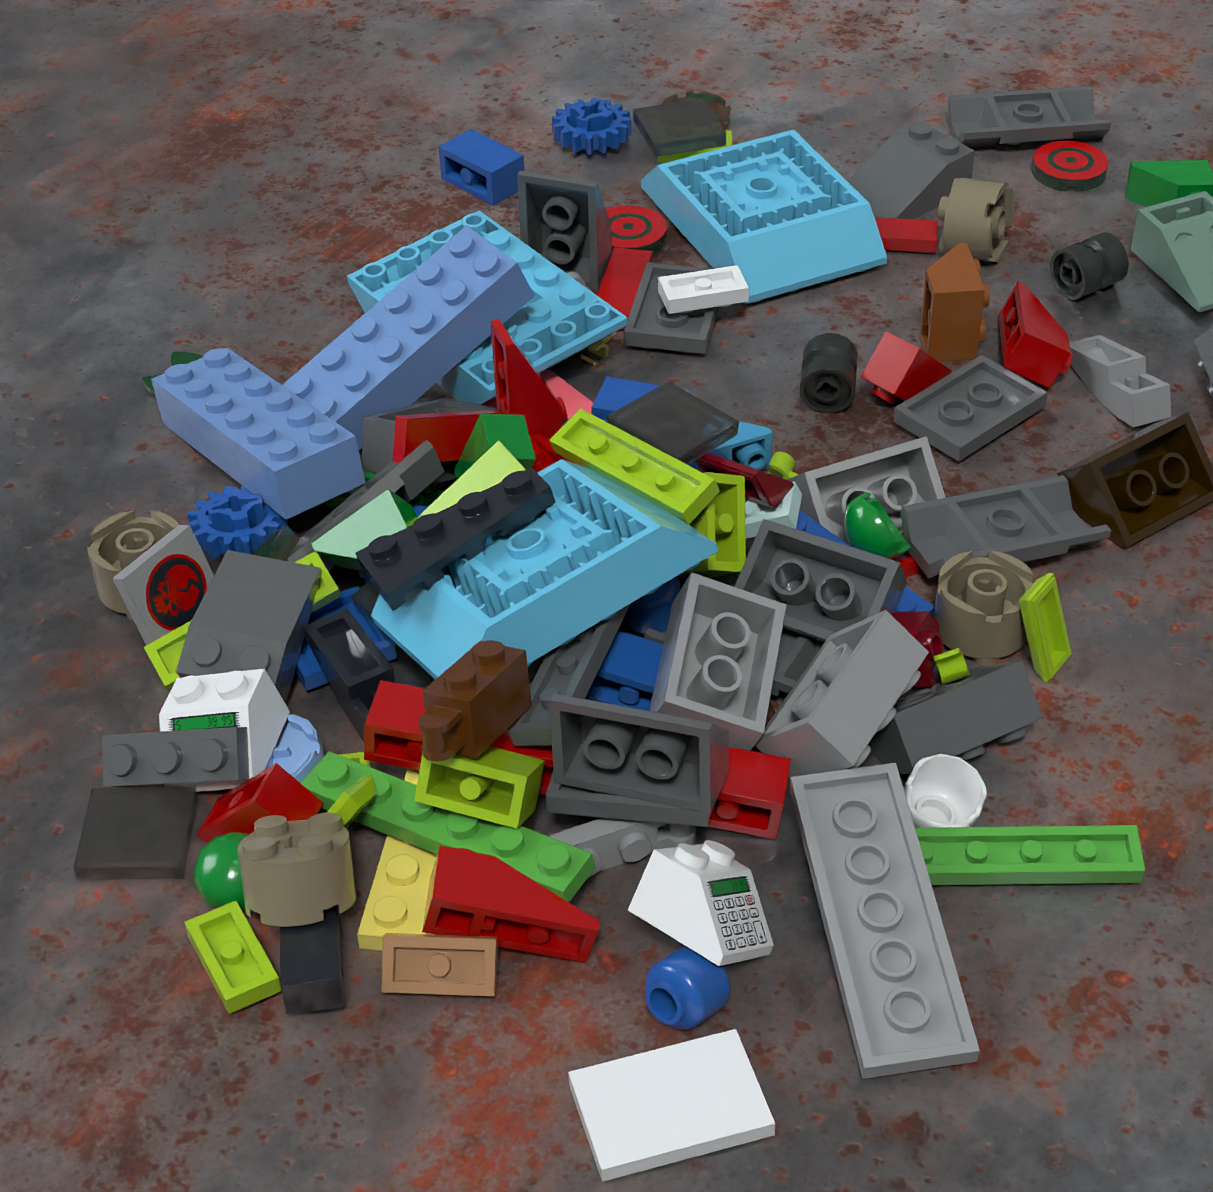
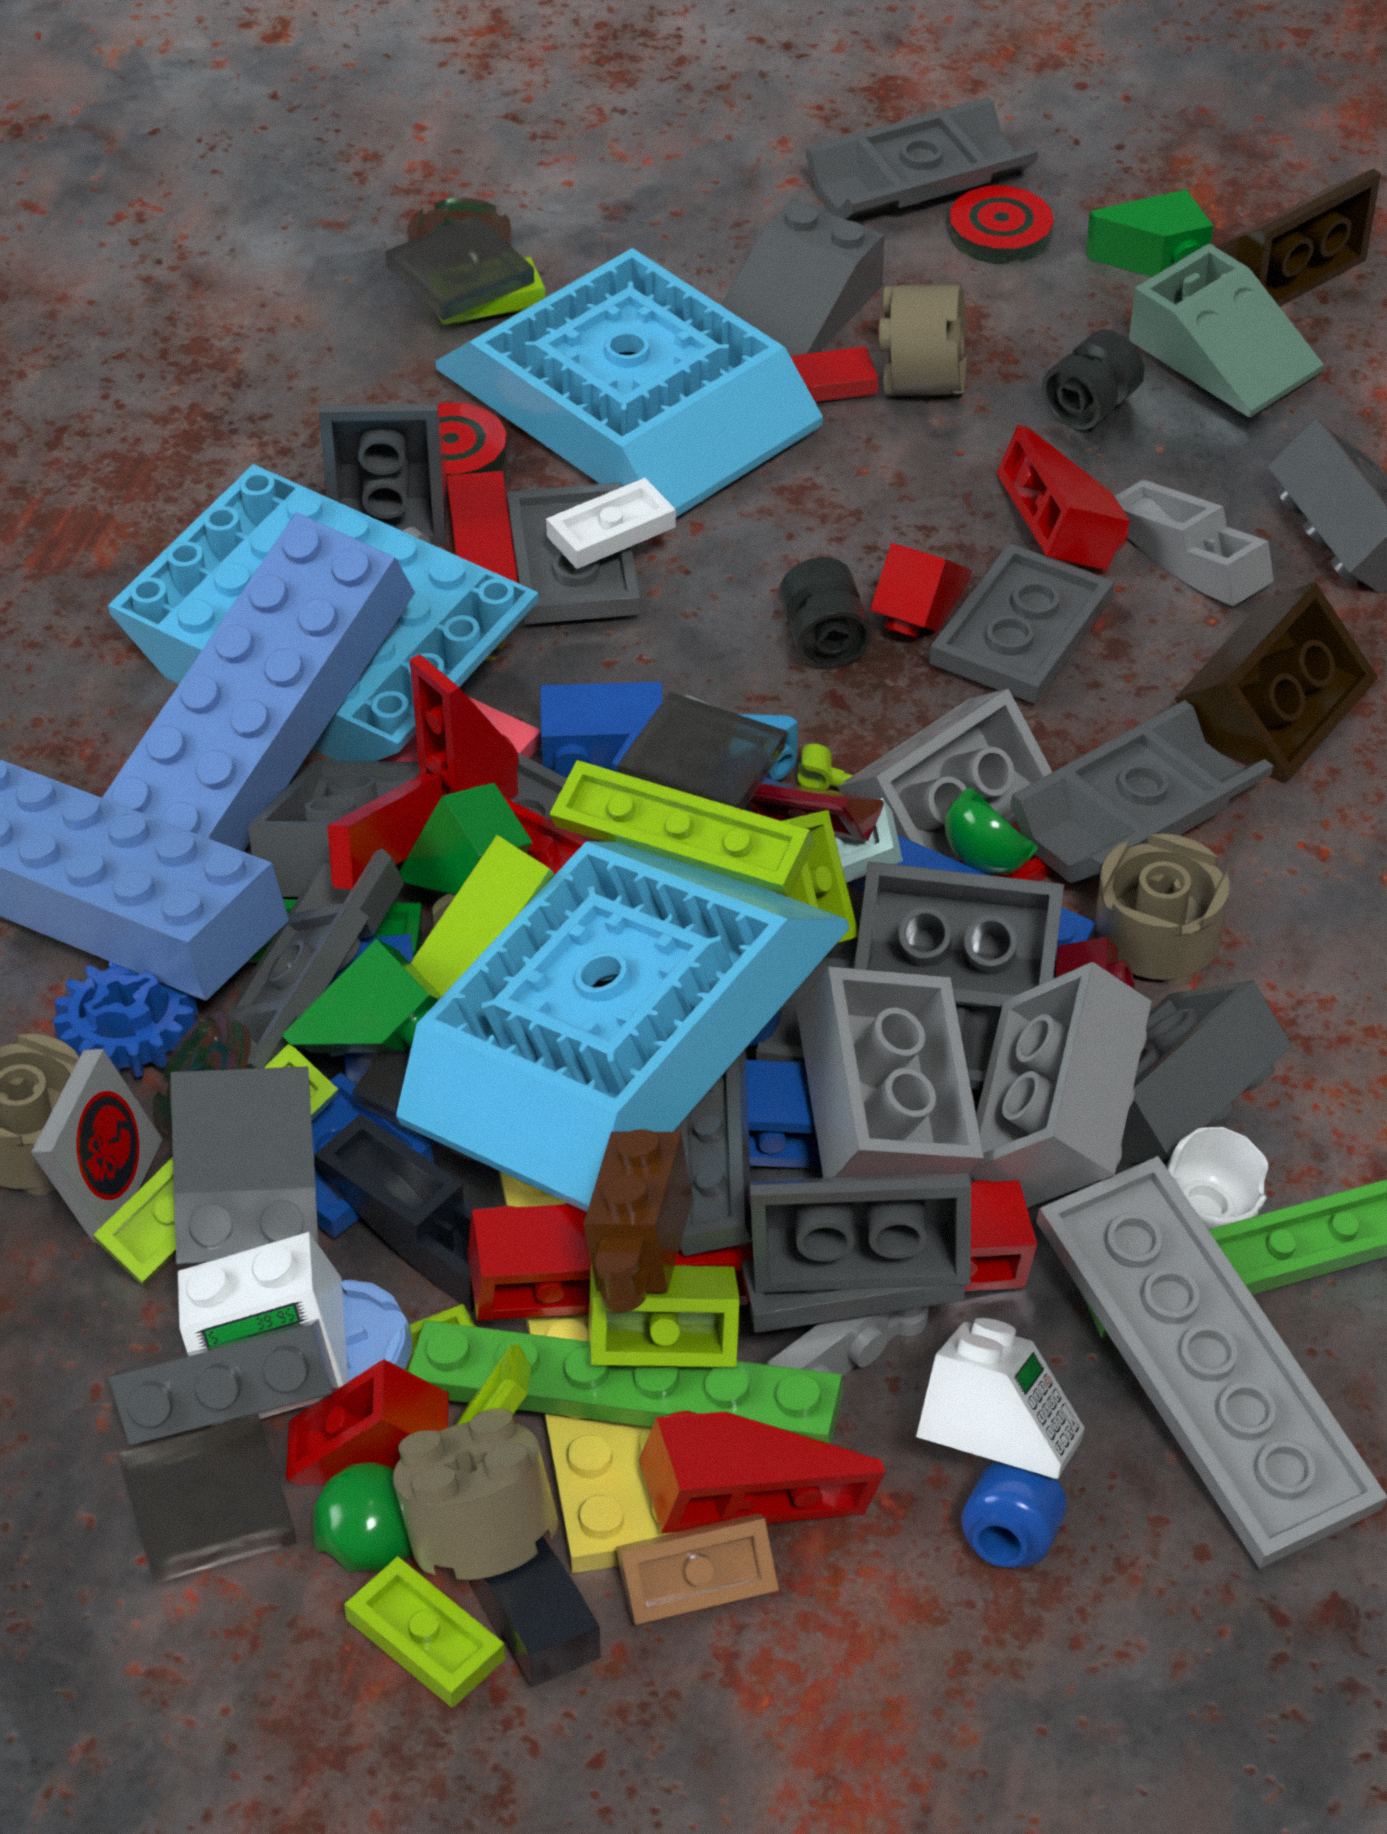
camera: 20 degrees left, 5 degrees up
(460, 531) = (476, 1003): black wing -> none
(481, 166) = (201, 382): blue brick -> none
(591, 126) = (328, 285): blue gear -> none
(670, 1104) = (1051, 1666): white tile -> none
(951, 666) = (1163, 1005): lime hand -> none
(953, 306) = (953, 482): dark orange slope -> none
(1045, 626) = (1249, 920): lime tile -> none

